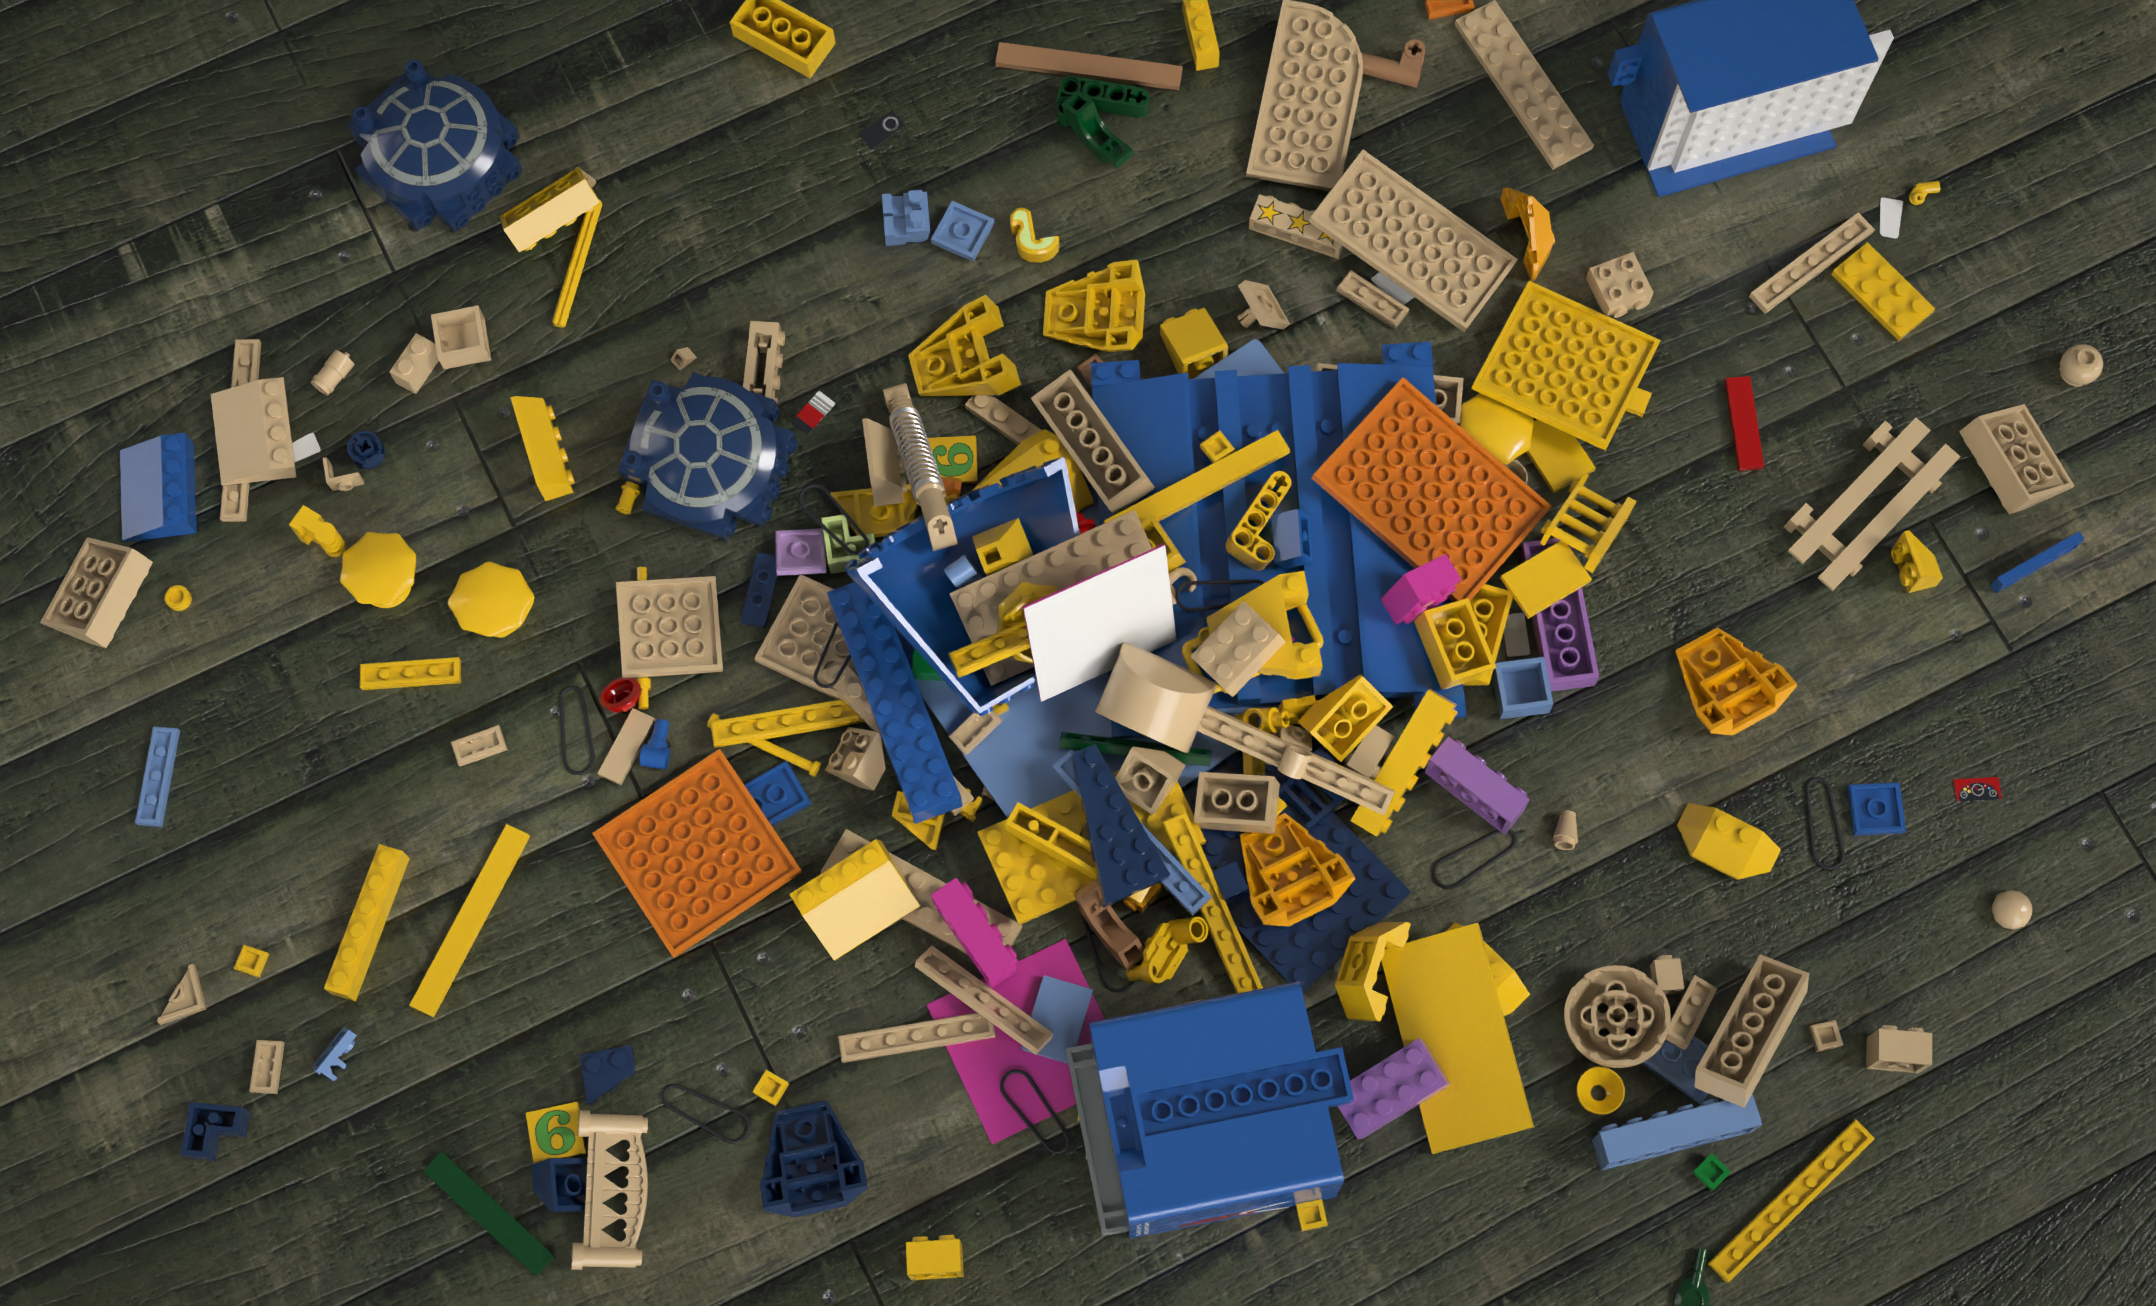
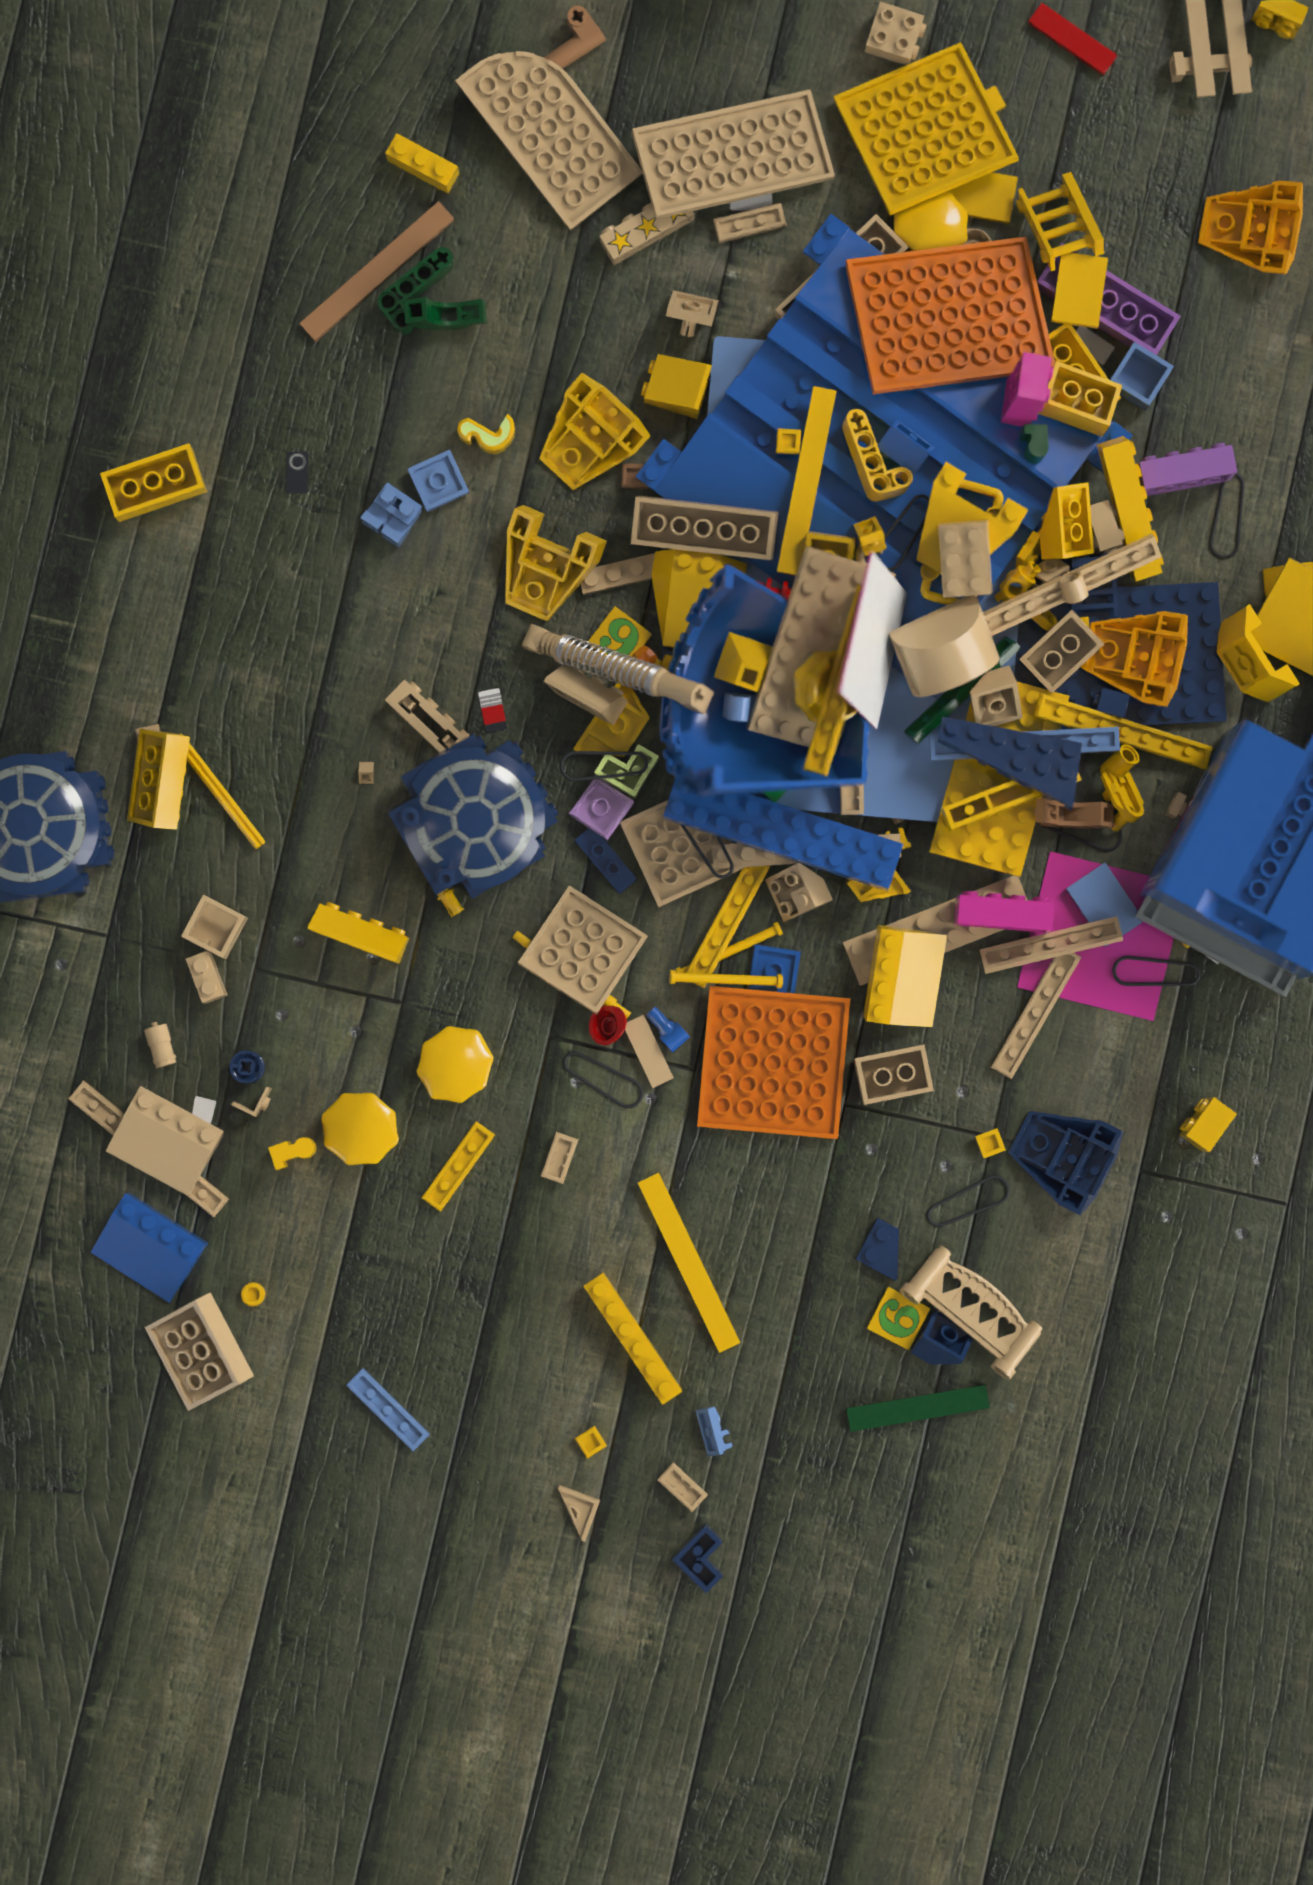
camera: 55 degrees left, 15 degrees up
(735, 755) = (726, 979): none -> yellow bar
(764, 956) = (893, 1074): none -> tan brick
(1193, 568) = (870, 536): none -> yellow slope
(1389, 635) = (1036, 440): none -> dark green leg
(1537, 226) = (797, 51): light orange wedge -> none
(1566, 831) = (1264, 435): tan cone -> none

